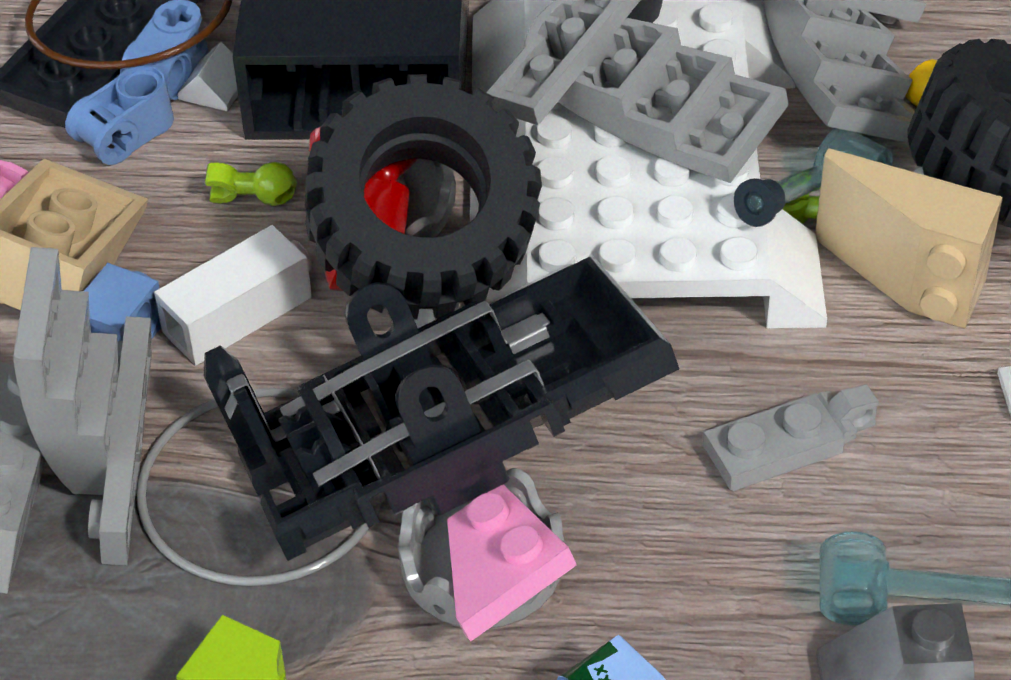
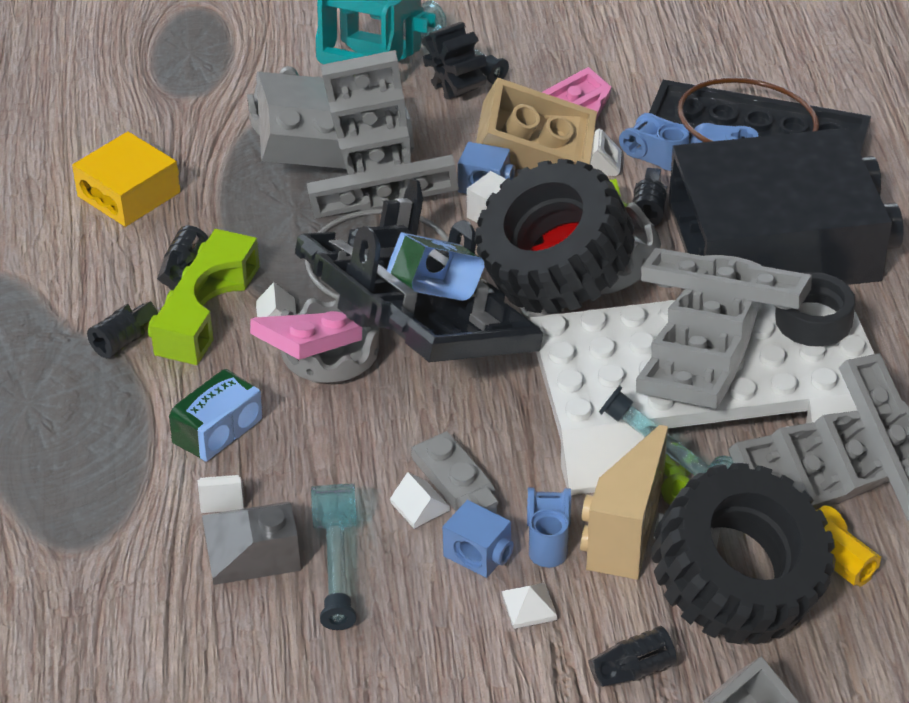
camera: 80 degrees right, 5 degrees down
(127, 177) = (605, 154): none -> white slope
(242, 142) = (651, 195): none -> black hinge
(368, 633) = (274, 301): none -> white slope
(481, 331) = (454, 281): none -> light blue piece
(838, 485) = (418, 501): none -> white slope
(910, 339) = (548, 526): none -> medium blue piece
(932, 418) = (477, 539): none -> medium blue brick

